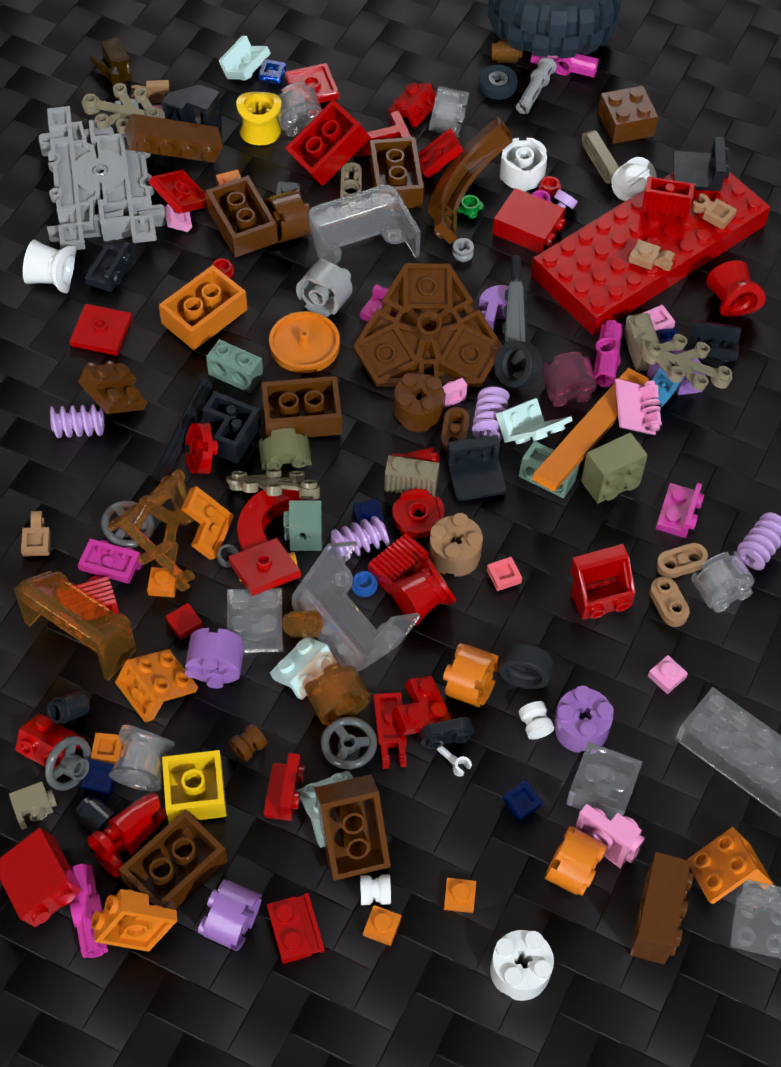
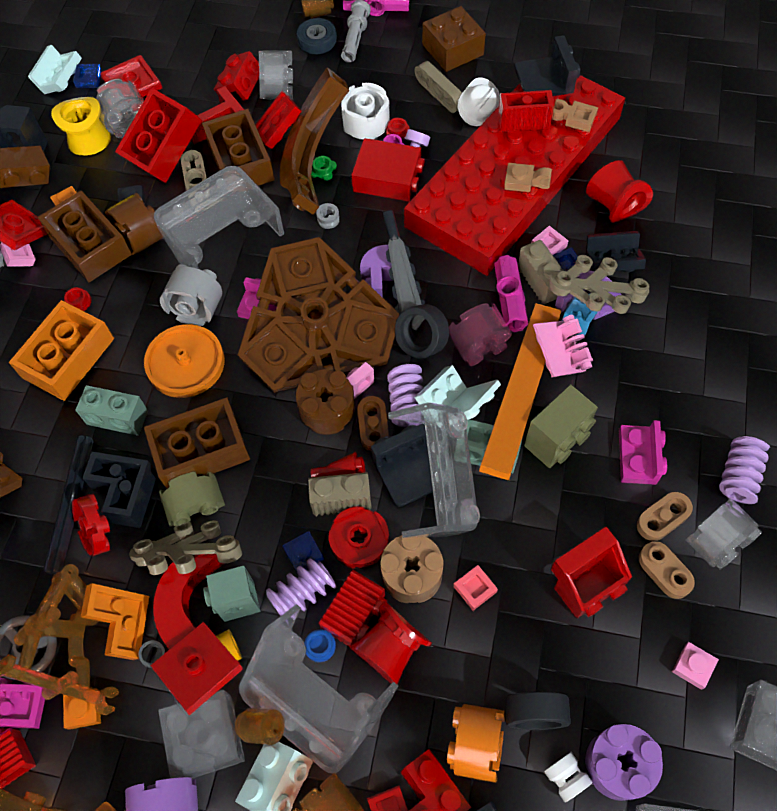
camera: 10 degrees left, 5 degrees up
(184, 621) = (117, 756): red tile -> none
(508, 470) = (449, 468): none -> clear windscreen

